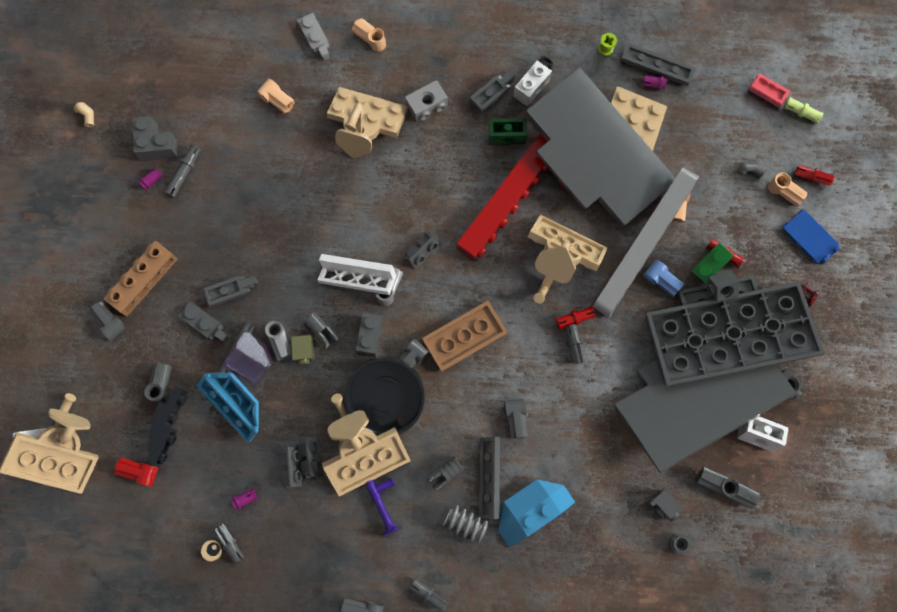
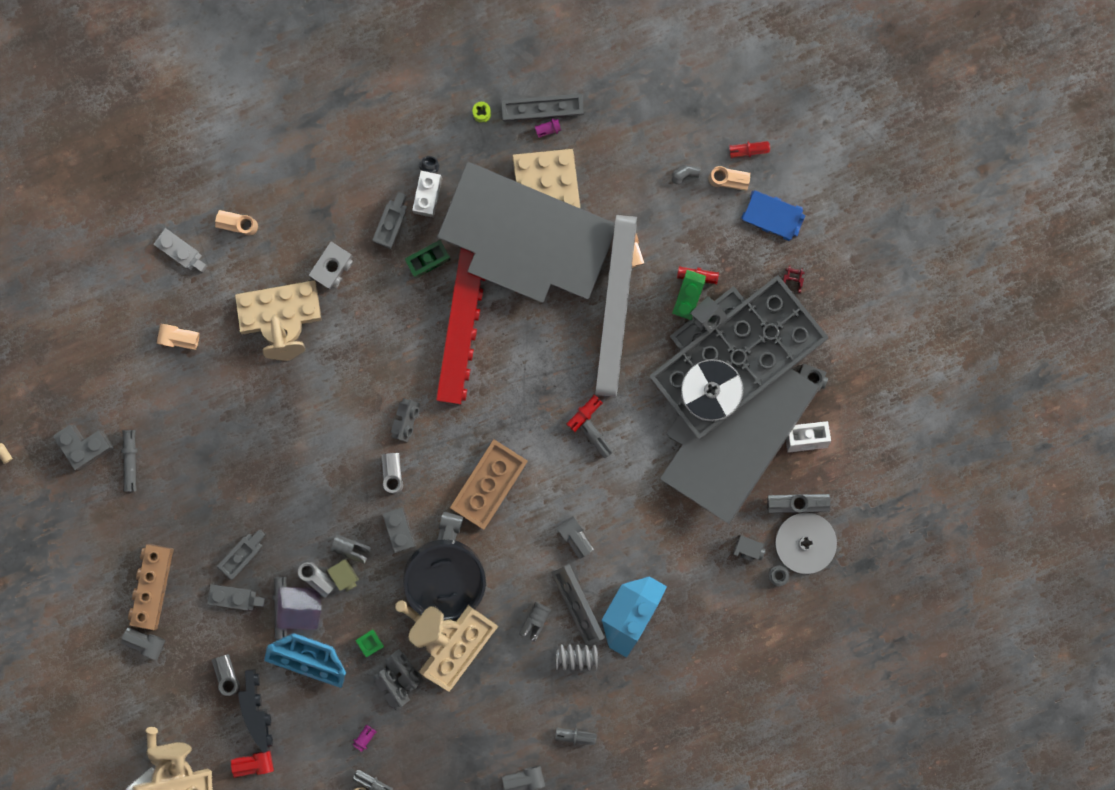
camera: 25 degrees left, 10 degrees up
(150, 178) = (101, 485): magenta pin -> none
(293, 418) = (369, 643): none -> green plate
(358, 269) = (354, 472): white fence -> none
(374, 490) = (479, 671): dark purple piece -> none
(562, 253) = (541, 356): tan plate -> none
(659, 275) = (645, 330): medium blue piece -> none
(704, 535) = (793, 533): none -> light grey piece
(709, 338) = (697, 383): none -> piece
(769, 90) = (666, 79): coral plate -> none
(803, 110) = (709, 84): yellowish green pin -> none

